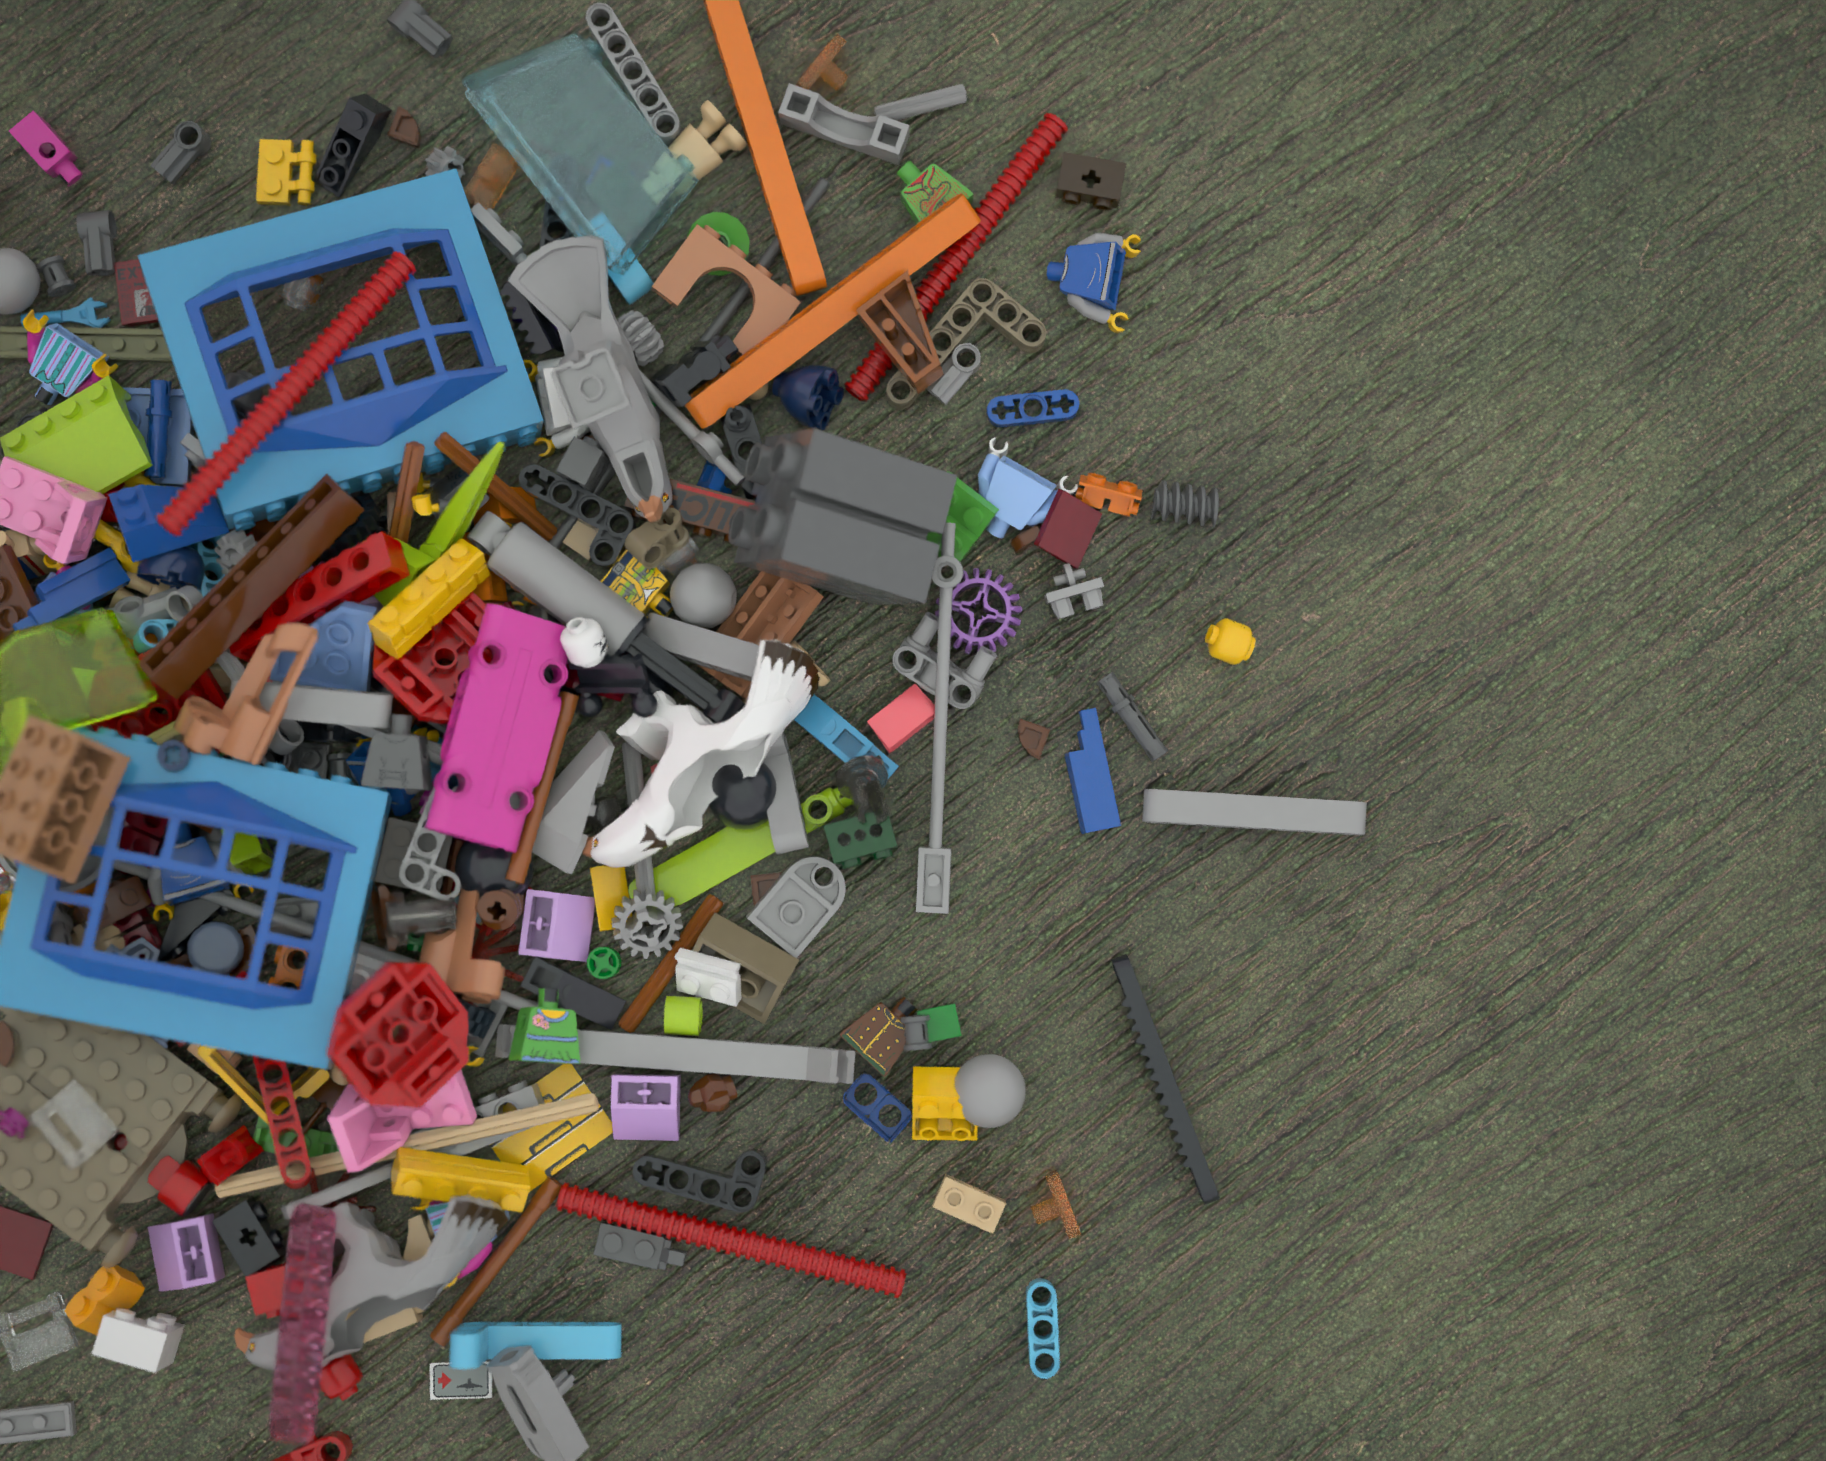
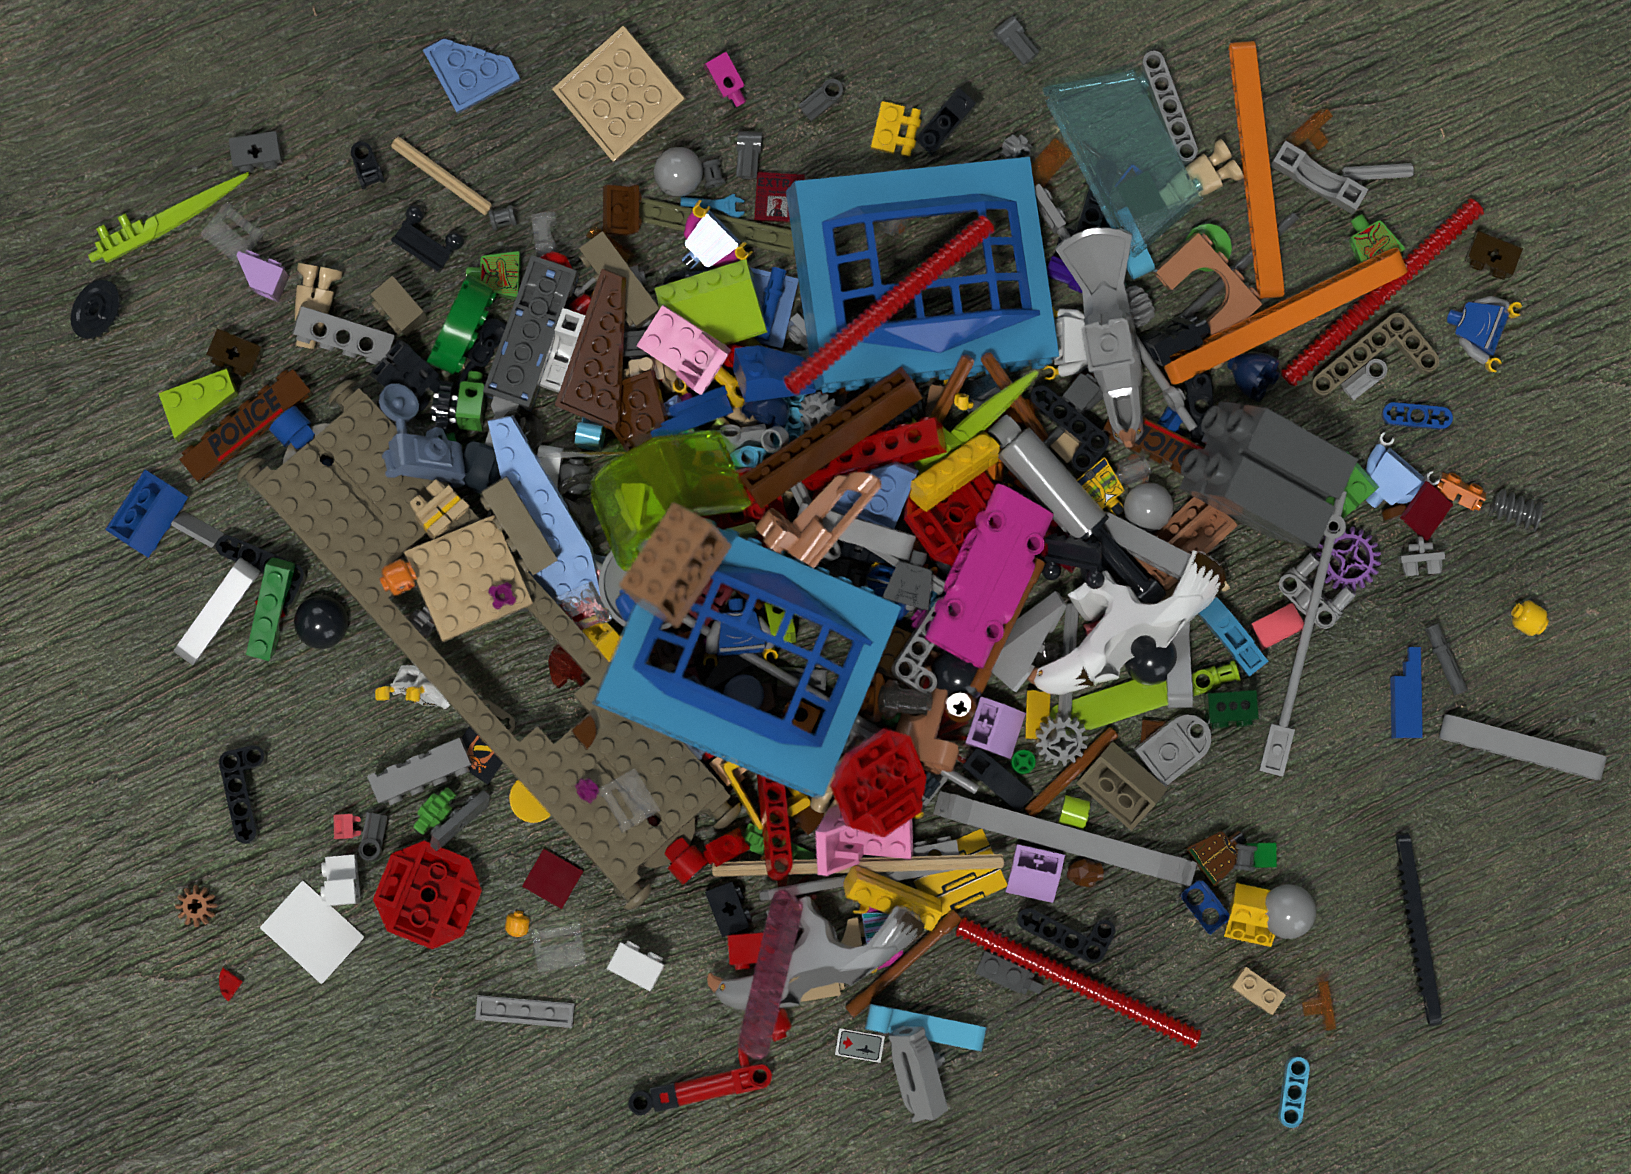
camera: 10 degrees right, 0 degrees up
(105, 1293) = (617, 929): light orange brick -> none
(163, 758) = (749, 549): dark blue bush -> none
(186, 1253) = (678, 911): lavender slope -> none
(405, 129) = (990, 114): reddish brown tile -> none
(540, 328) = (1065, 280): black gear -> none
(546, 1032) = (977, 803): bright green torso -> none
(584, 642) = (1061, 525): white head -> none
(657, 541) = (1124, 461): dark tan piece -> none
(708, 977) = (1099, 787): white plate -> none
(863, 781) = (1242, 667): clear smoke piece -> none
(902, 333) = (1334, 343): dark orange wedge -> none
(1032, 737) = (1369, 659): reddish brown tile -> none

